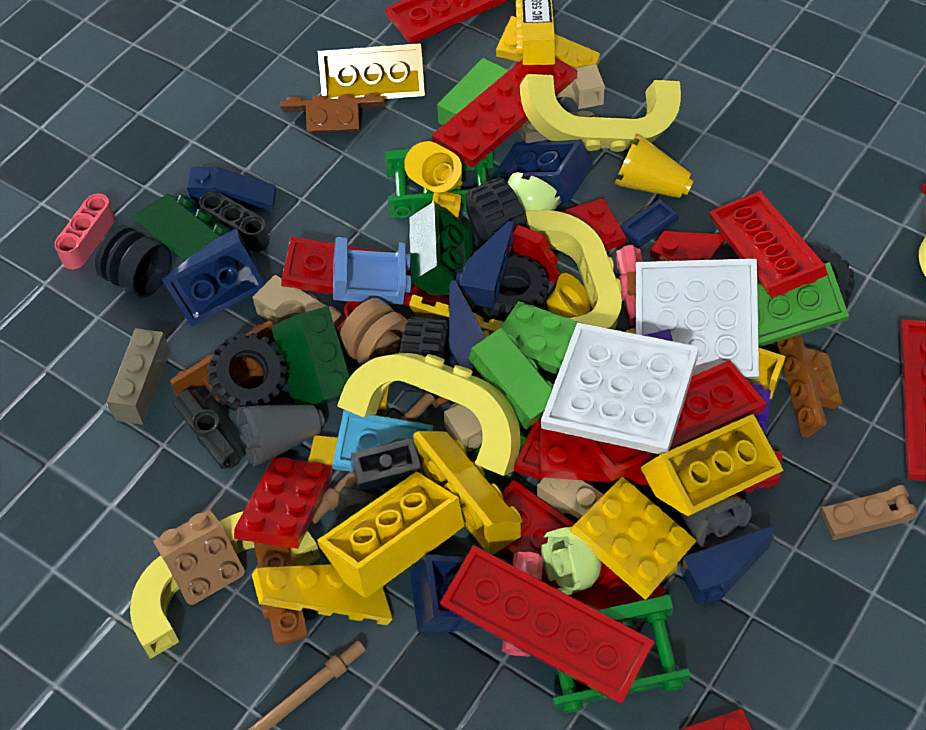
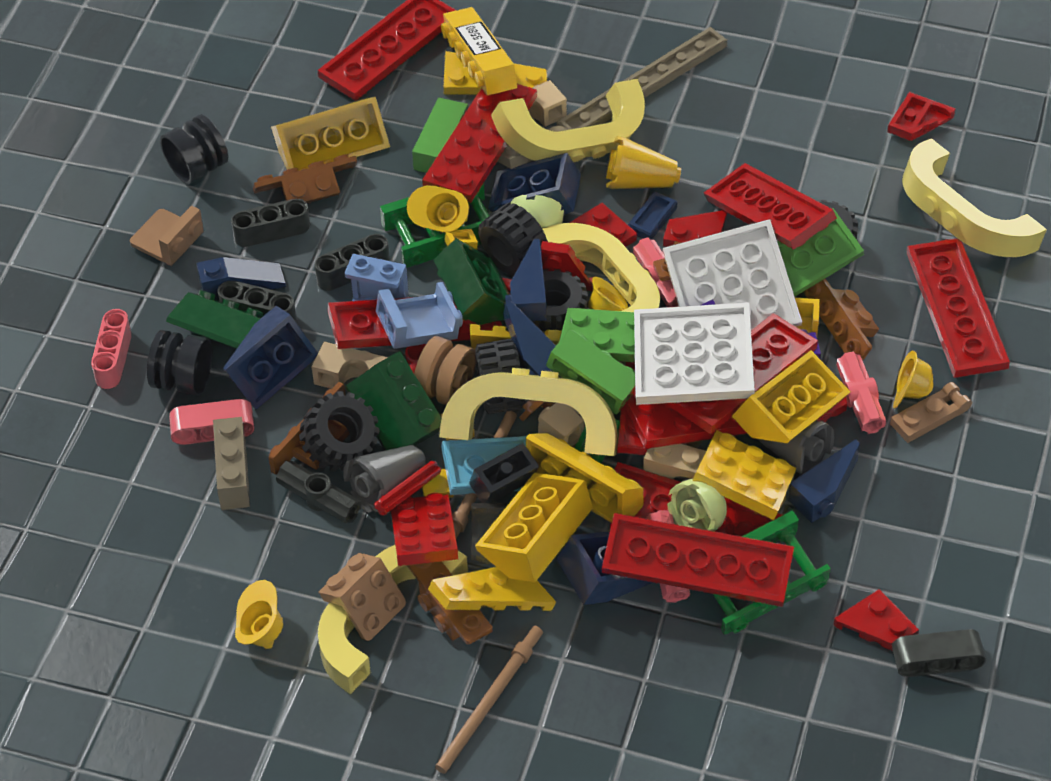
camera: 20 degrees left, 5 degrees down
(90, 550) = (258, 616): none -> yellow piece
(120, 322) = (195, 422): none -> coral beam
(186, 133) = (168, 235): none -> medium nougat bracket
(239, 56) = (194, 149): none -> black wheel
(281, 143) = (270, 222): none -> pearl dark grey beam
(289, 450) = (407, 488): none -> red axle
(339, 200) = (331, 266): none -> pearl dark grey beam
(345, 222) = (374, 274): none -> medium blue panel
(700, 83) = (651, 77): none -> dark tan tile
(799, 471) = (862, 394): none -> coral piece
(861, 471) = (914, 379): none -> yellow piece

